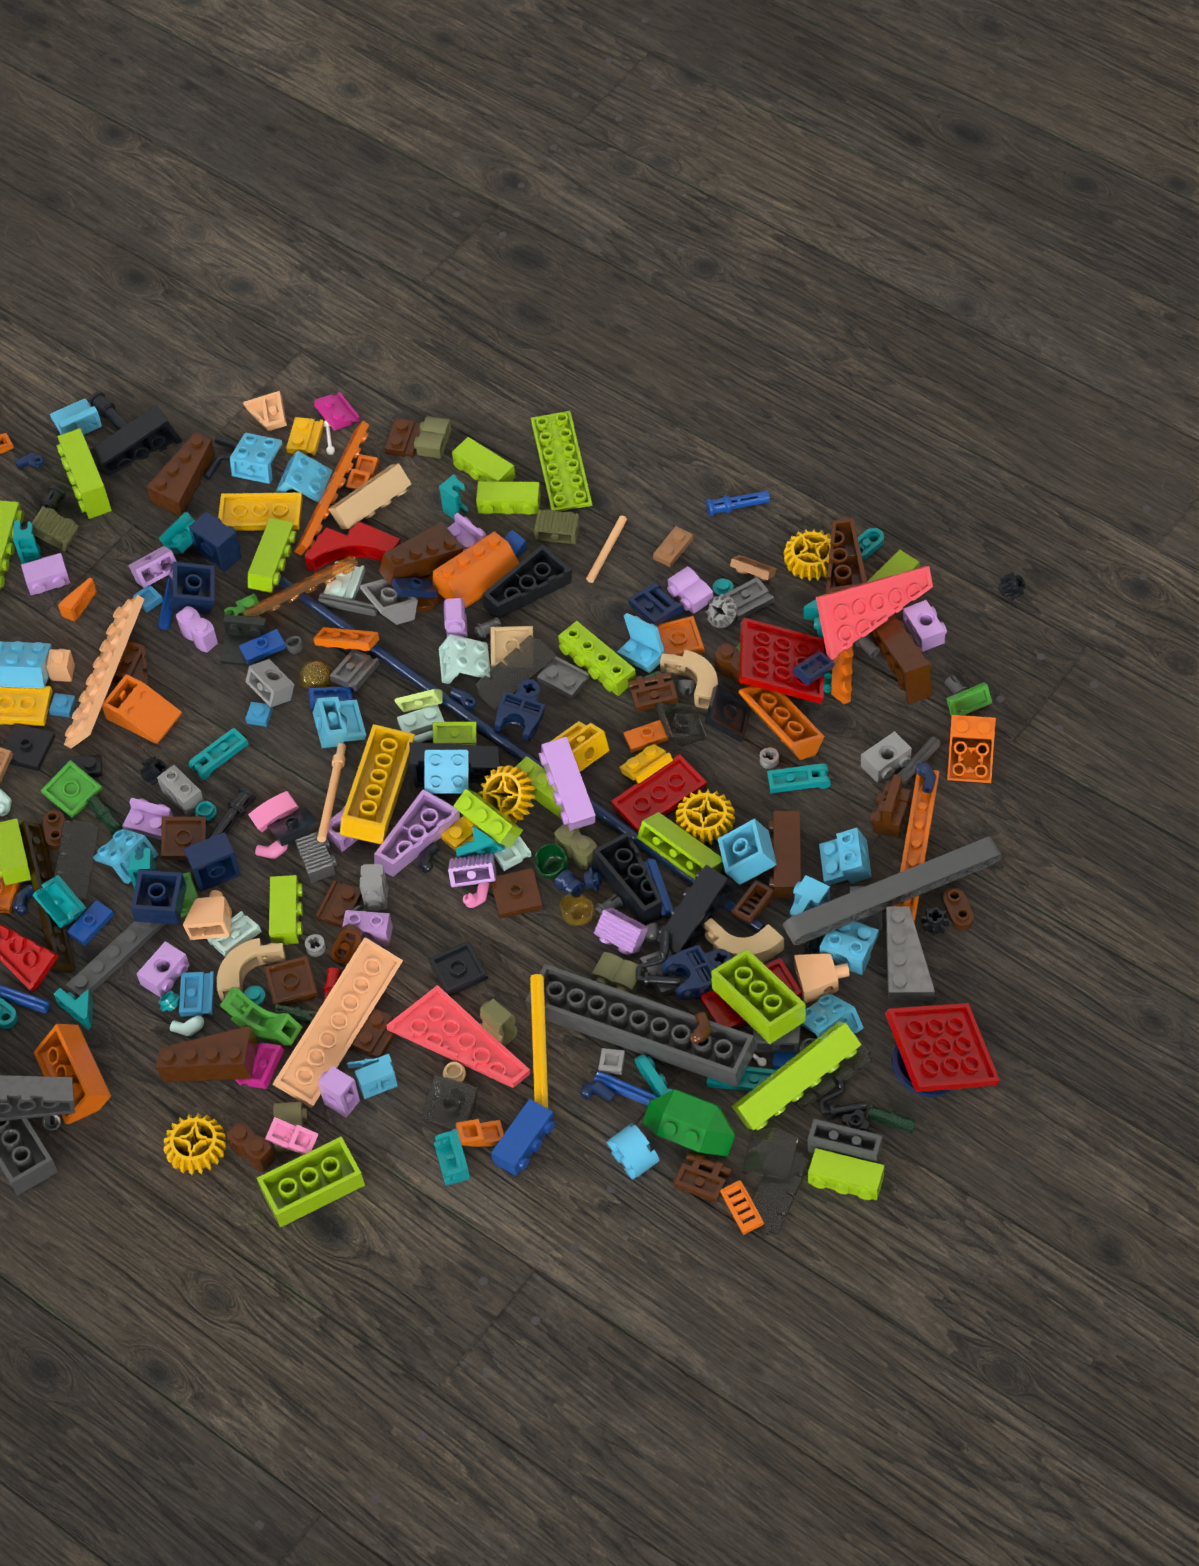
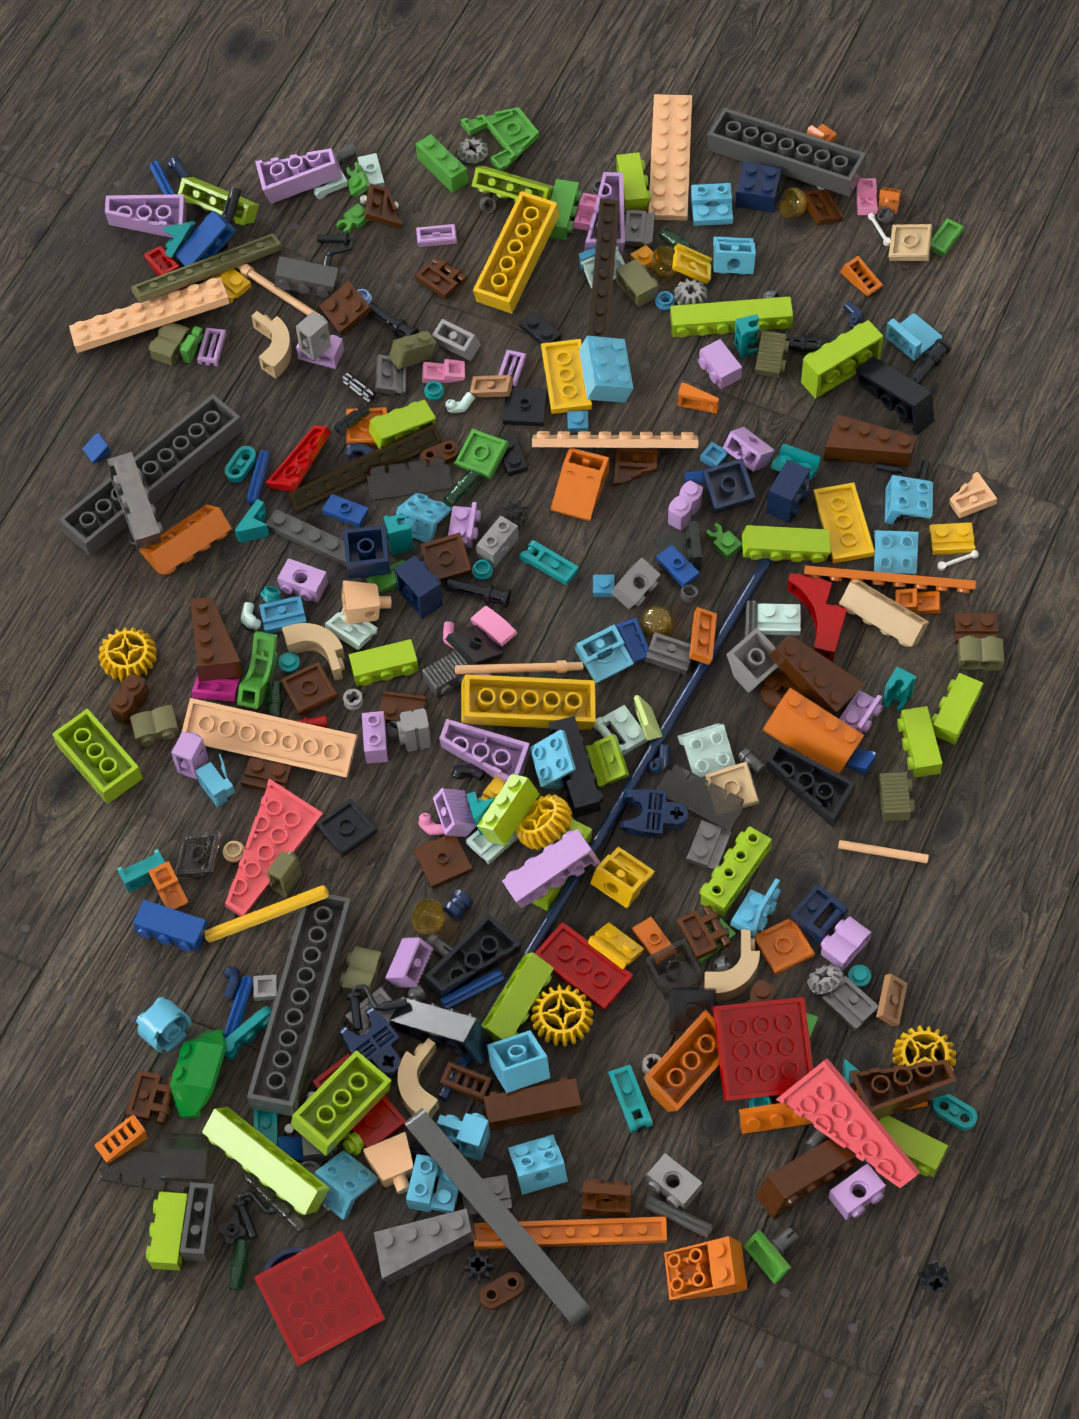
camera: 75 degrees right, 5 degrees up
(59, 901) = (353, 476): teal hinge -> none
(60, 665) = (618, 405): light nougat brick -> none
(291, 1137) = (136, 727): bright pink slope -> none
(309, 585) = (746, 574): clear orange plate -> none
(336, 411) = (990, 557): dark pink plate -> none
(347, 942) = (351, 722): reddish brown plate -> none
(414, 587) = (771, 677): dark blue plate -> none
(455, 617) = (743, 727): lavender brick -> none
(551, 860) = (479, 883): dark green hair -> none
(561, 461) = (985, 782): lime plate -> none
(576, 846) = (499, 902): olive brick -> none
(592, 879) = (466, 924): dark blue plate -> none
(673, 546) = (903, 916): medium nougat plate -> none
(703, 1029) = (288, 1056): reddish brown arm -> none
(728, 503) = (969, 958): blue pin -> none
(813, 668) = (758, 1081): dark blue plate -> none
(929, 776) = (654, 1228): dark blue arm -> none

